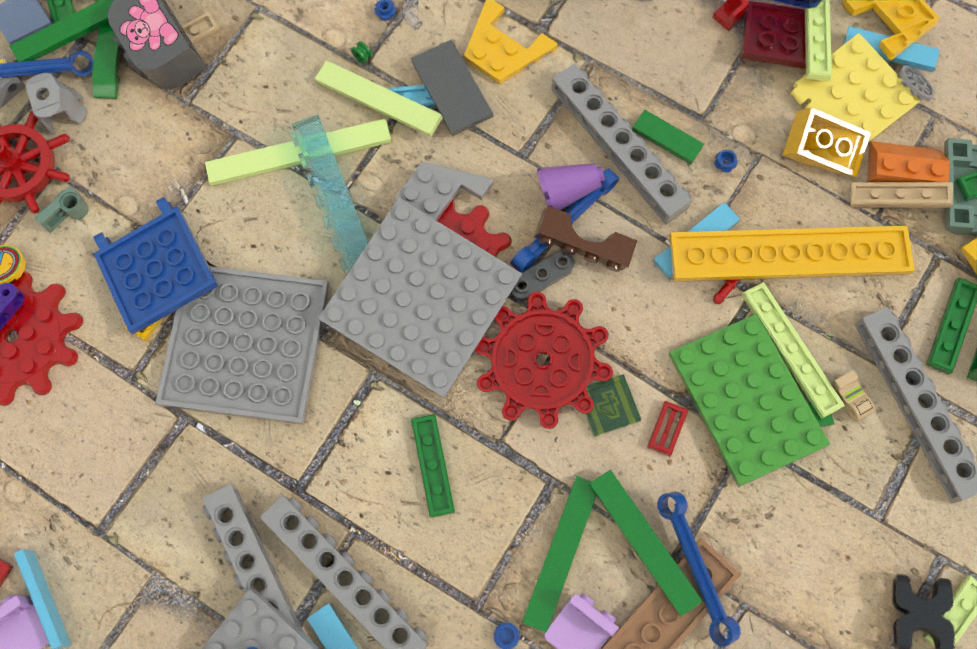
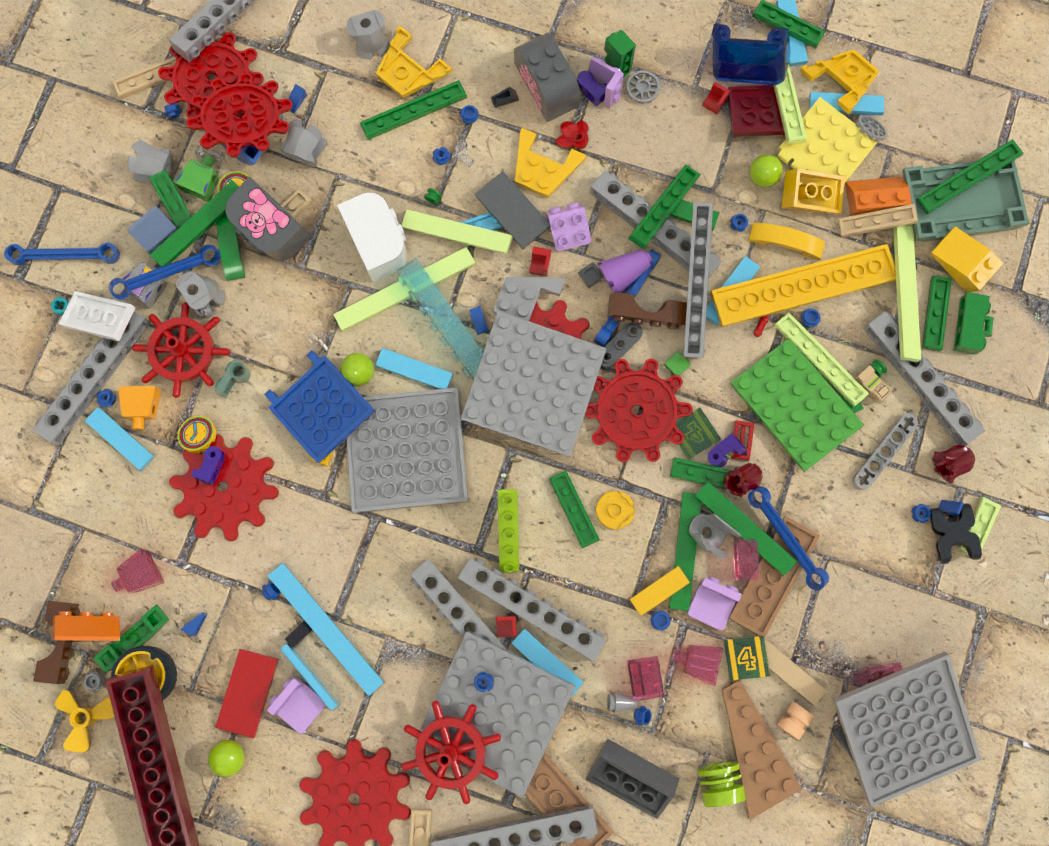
camera: 15 degrees left, 5 degrees up
(28, 478) = (270, 591): none -> blue plate
(45, 542) = (298, 634): none -> black piece
(59, 123) = (207, 310): none -> light grey plate
(82, 544) = (326, 629): none -> medium azure tile
(212, 231) = (357, 369): none -> lime piece
(278, 79) = (375, 234): none -> white brick
(282, 248) = (413, 369): none -> medium azure tile
(306, 595) = (506, 626): none -> red panel
(340, 470) = (508, 530): none -> lime slope
(376, 206) = (478, 320): none -> blue piece
(471, 154) = (540, 261): none -> red panel
(484, 479) = (615, 510): none -> yellow tile
(514, 597) = (659, 591): none -> yellow tile
(515, 121) = (568, 226): none -> lavender bracket
(527, 184) = (590, 275): none -> dark grey tile
(548, 18) = (571, 134): none -> red plate
(604, 457) = (698, 472): none -> green tile
(608, 314) = (677, 364): none -> bright green tile
(608, 541) = (718, 529): none -> light grey piece
(635, 121) = (664, 207): none -> green tile
(636, 583) = (746, 560): none -> clear pink bracket
(642, 435) = (725, 450): none -> dark purple leg
(656, 215) = (698, 280): none -> light grey brick
(656, 477) = (743, 479): none -> dark red piece
(772, 106) = (766, 170): none -> lime piece
(783, 192) = (788, 238): none -> yellow slope
(790, 295) = (810, 317): none -> blue plate
(862, 481) = (887, 442): none -> light grey beam
(865, 376) = (879, 367): none -> green bush
(889, 577) = (921, 518): none -> blue plate
(920, 292) = (907, 293): none -> yellowish green tile
(923, 579) = (950, 508): none -> blue piece
(939, 520) = (953, 462): none -> dark red piece

